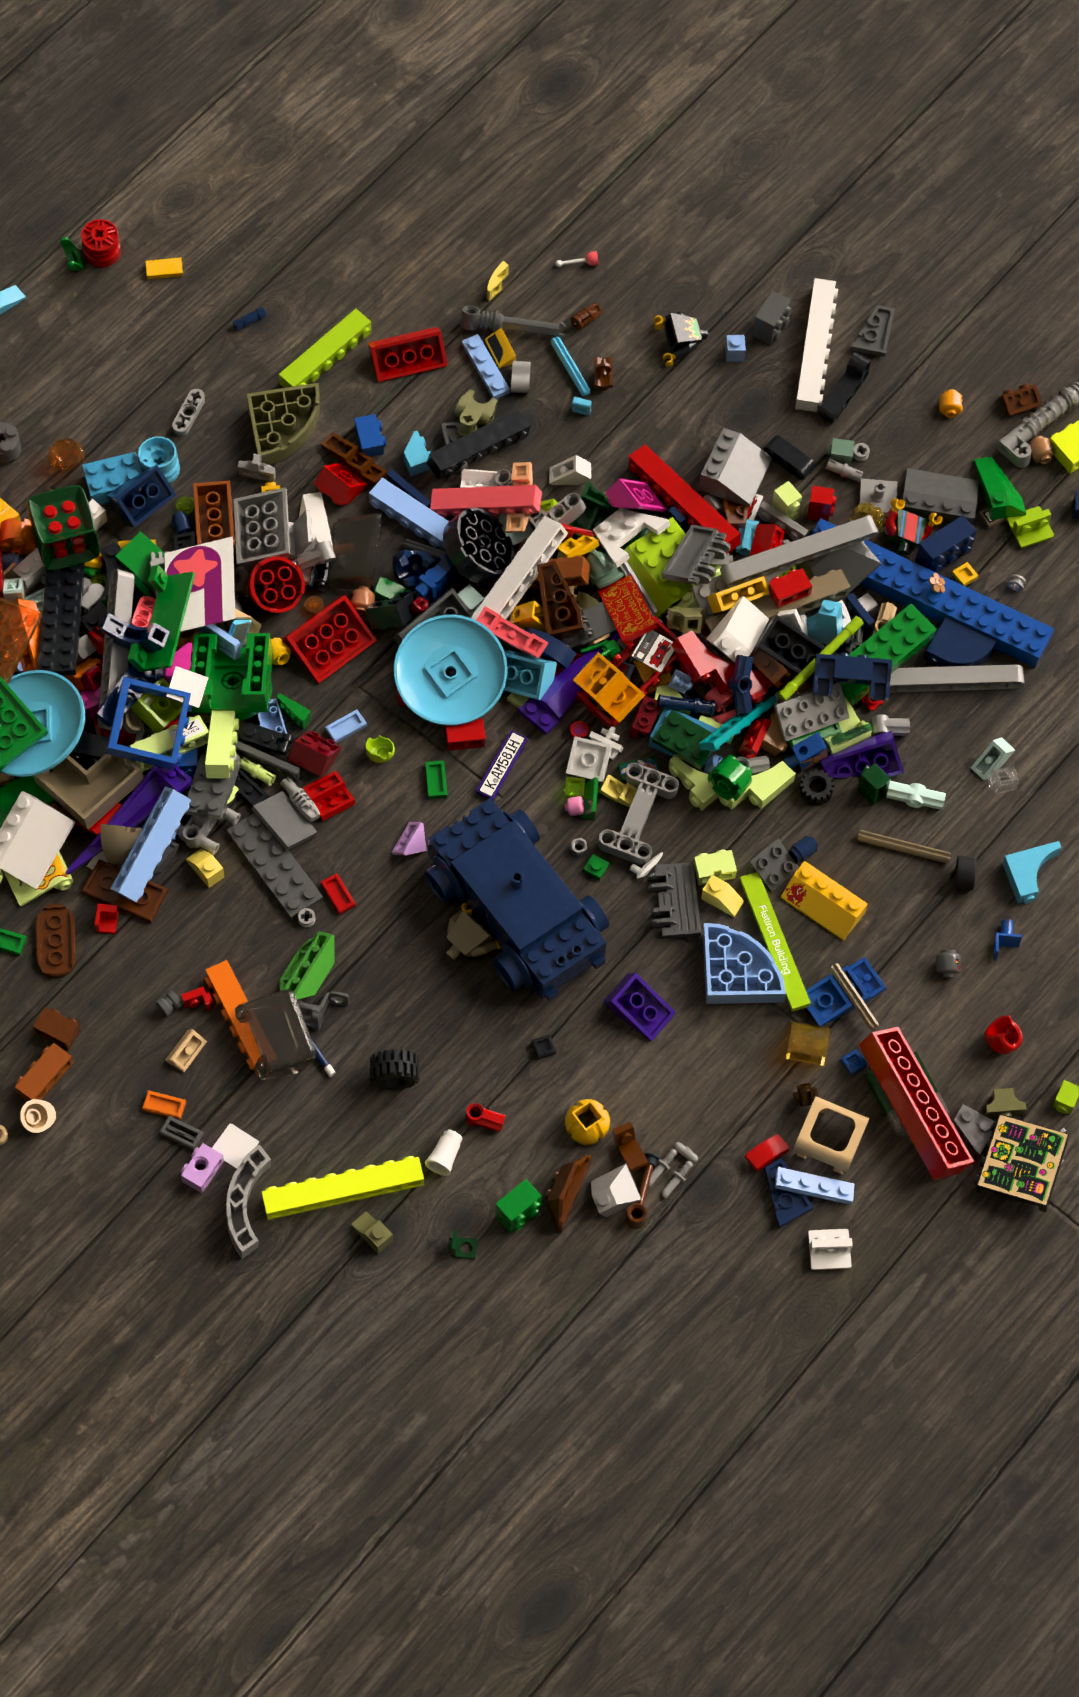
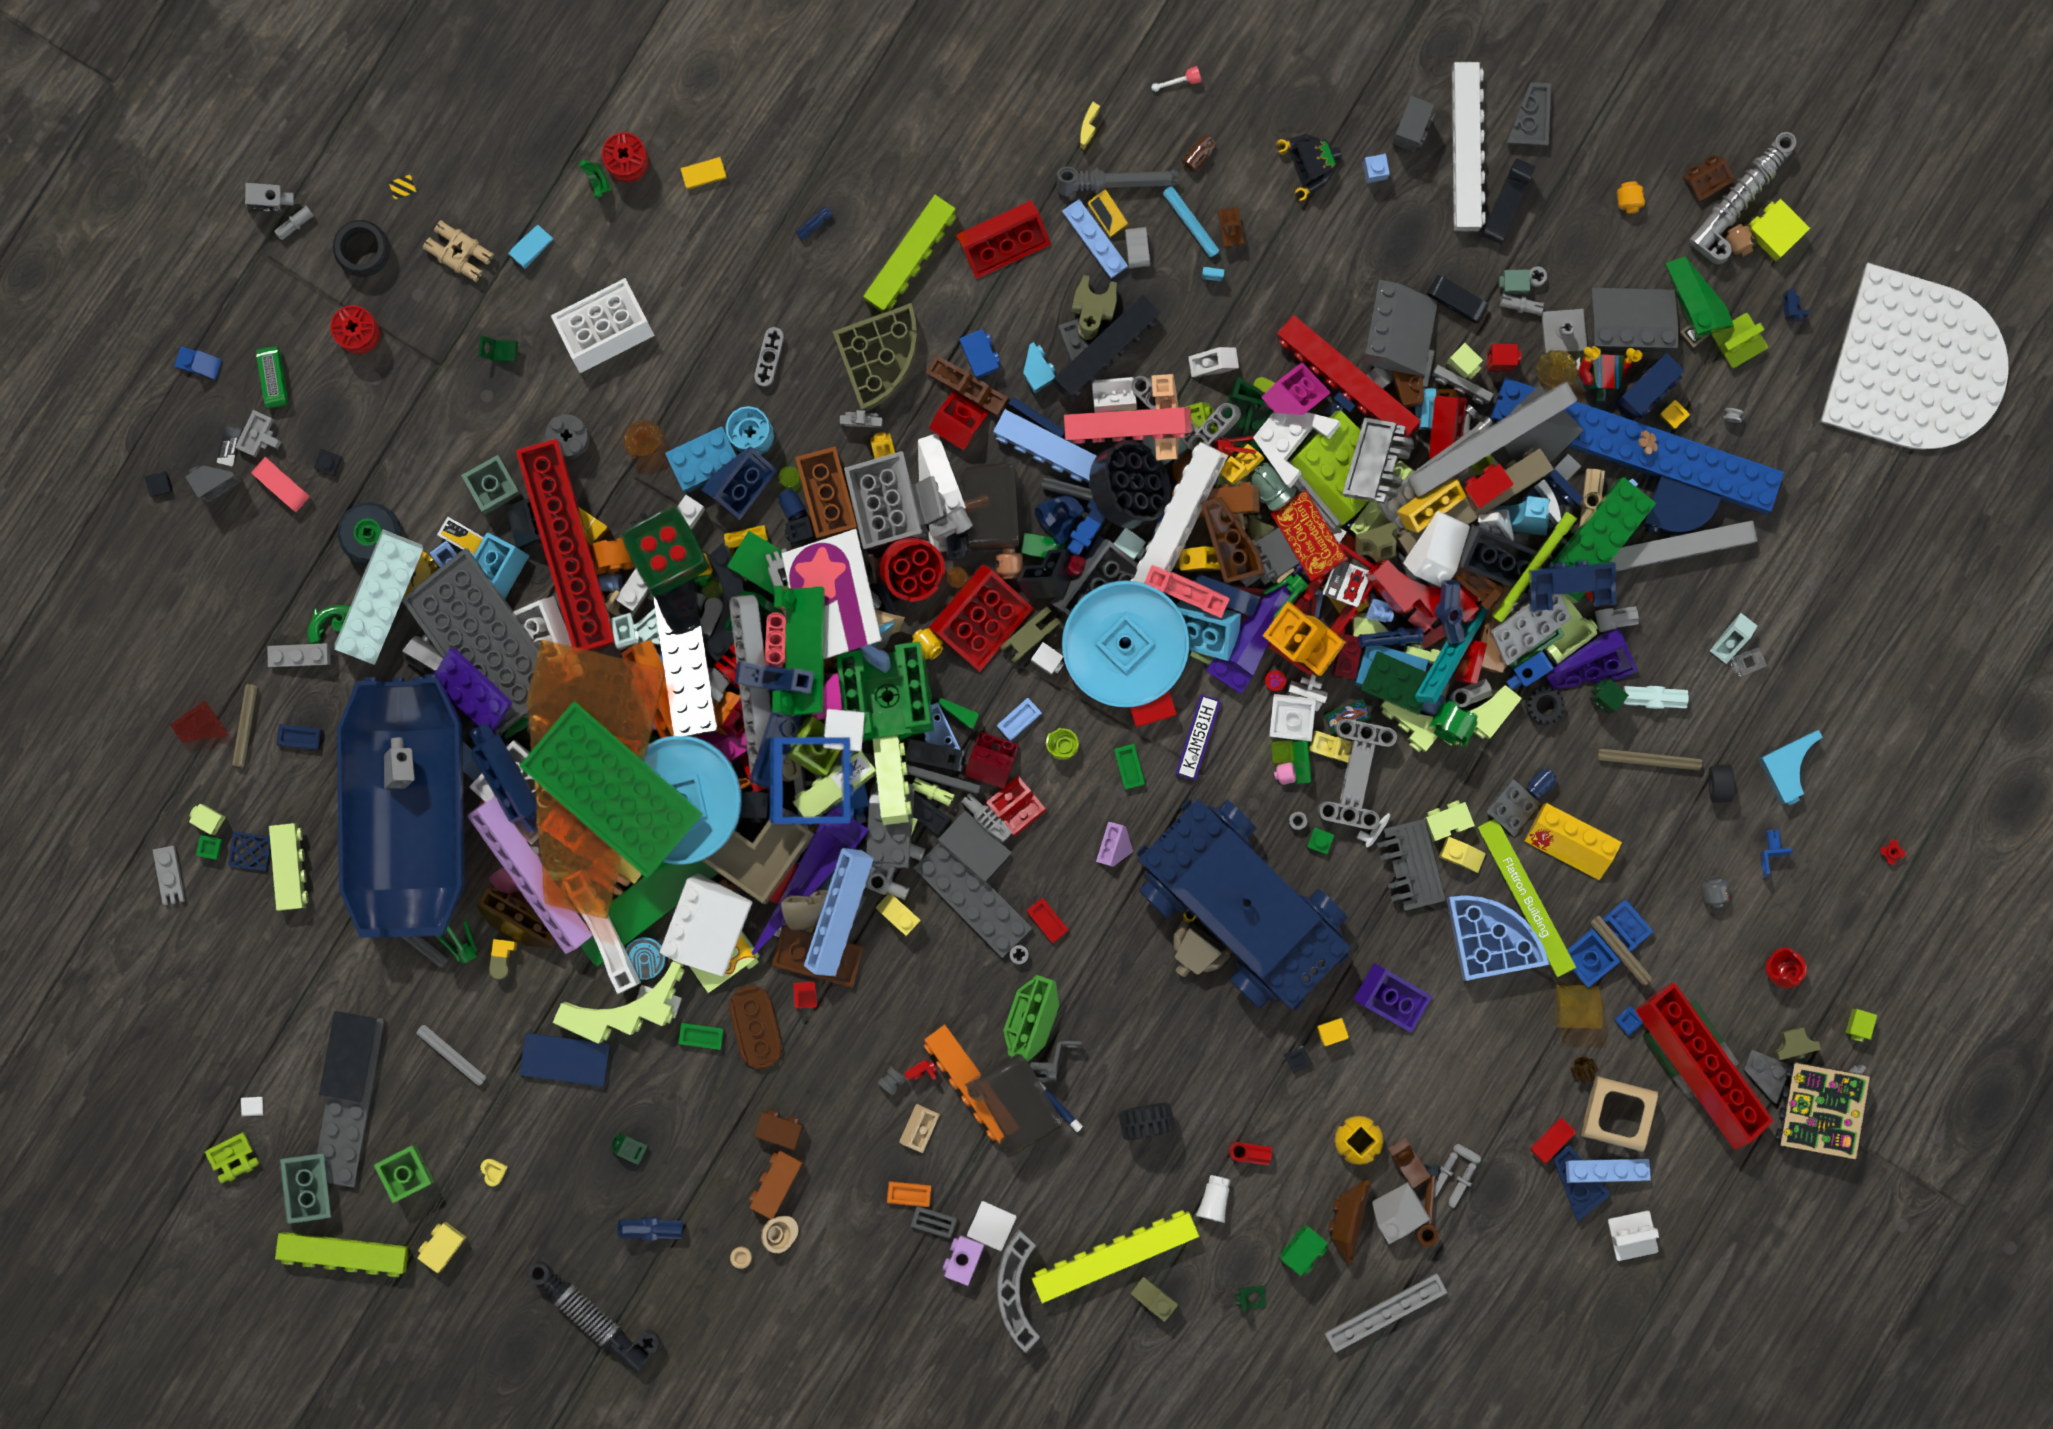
camera: 10 degrees left, 20 degrees up
(52, 366) = (602, 325): none -> white slope
(369, 658) = (1030, 634): none -> olive piece
(380, 680) = (1048, 659): none -> white brick
(578, 1024) = (1332, 1032): none -> yellow panel
(586, 1279) = (1385, 1312): none -> light grey plate
(851, 733) = (1573, 641): clear green tile -> none

